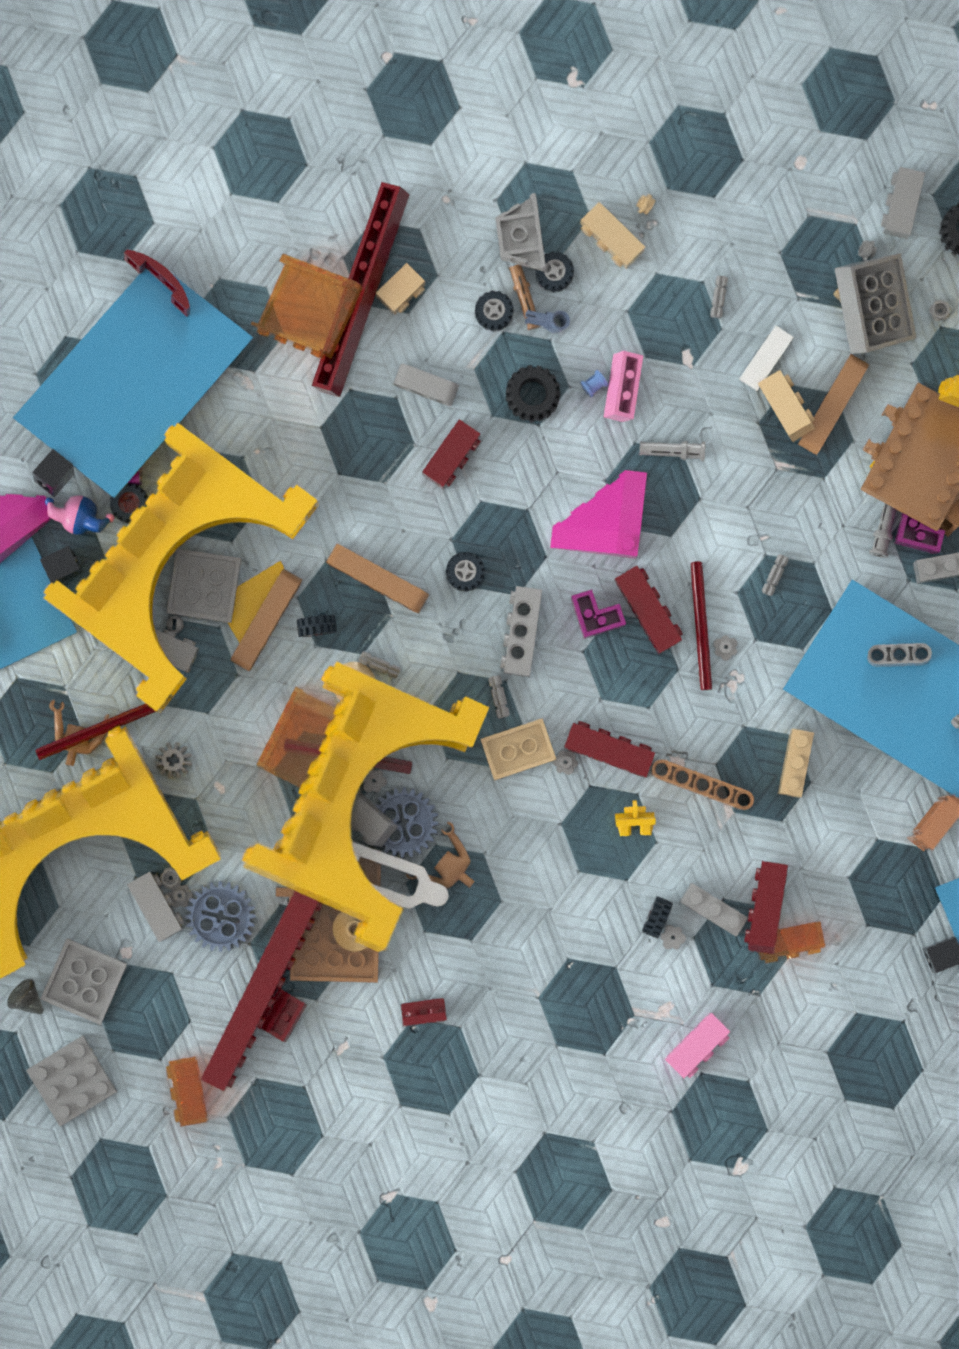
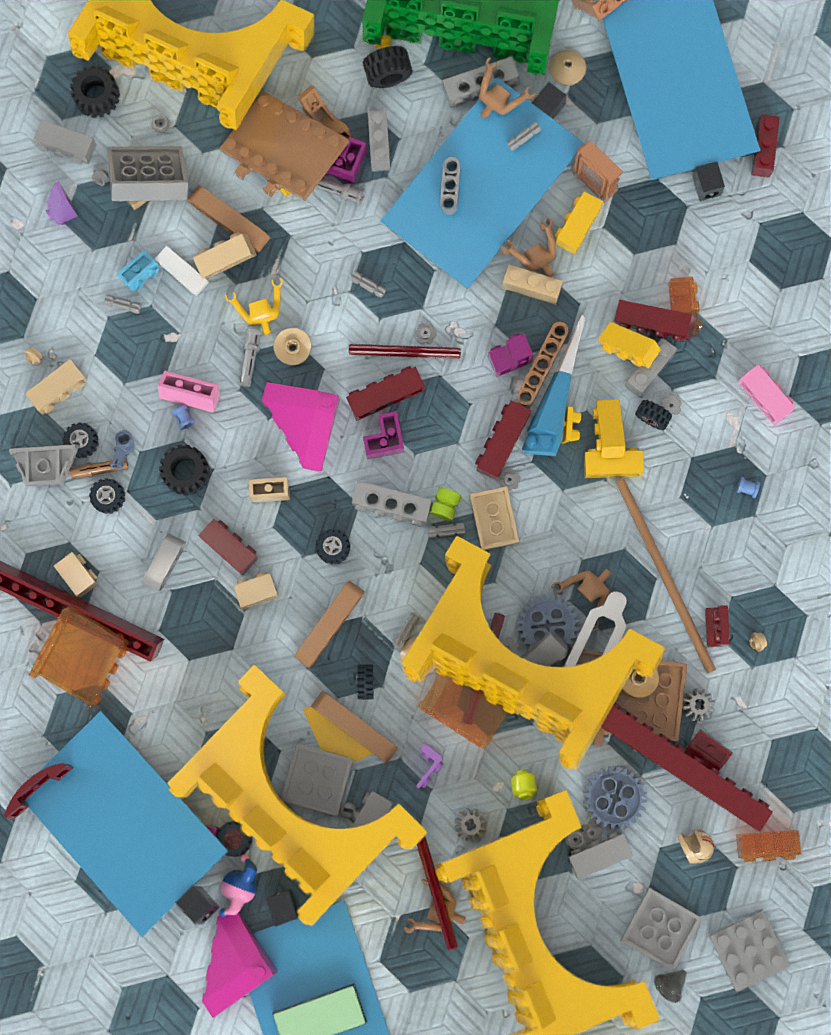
camera: 75 degrees left, 5 degrees down
(177, 1011) = (697, 846): none -> tan helmet
(223, 814) = (523, 785): none -> neon yellow head
(244, 706) = (429, 754): none -> medium lavender bracket
(333, 991) = (705, 705): none -> light grey gear
(405, 491) = (256, 590): none -> tan brick
(412, 1060) = (758, 641): none -> tan plate
(476, 949) = (665, 575): none -> medium nougat piece
(520, 491) = (269, 489): none -> tan brick
(527, 692) = (445, 504): none -> lime wheel
(587, 1034) = (748, 487): none -> medium blue bush
(597, 877) = (628, 466): none -> yellow brick
(634, 867) = (609, 428): none -> yellow brick
(639, 798) = (548, 422): none -> dark azure plate
(698, 488) = (288, 338): none -> tan dish
(707, 746) = (511, 356): none -> magenta brick
(728, 454) = (260, 311): none -> yellow piece
(734, 880) = (629, 345): none -> yellow brick
(759, 309) = (138, 271): none -> medium azure bracket
(823, 209) = (60, 205): none -> medium lavender slope
(831, 765) = (536, 256): none -> medium nougat piece
(877, 809) = (578, 222): none -> yellow brick

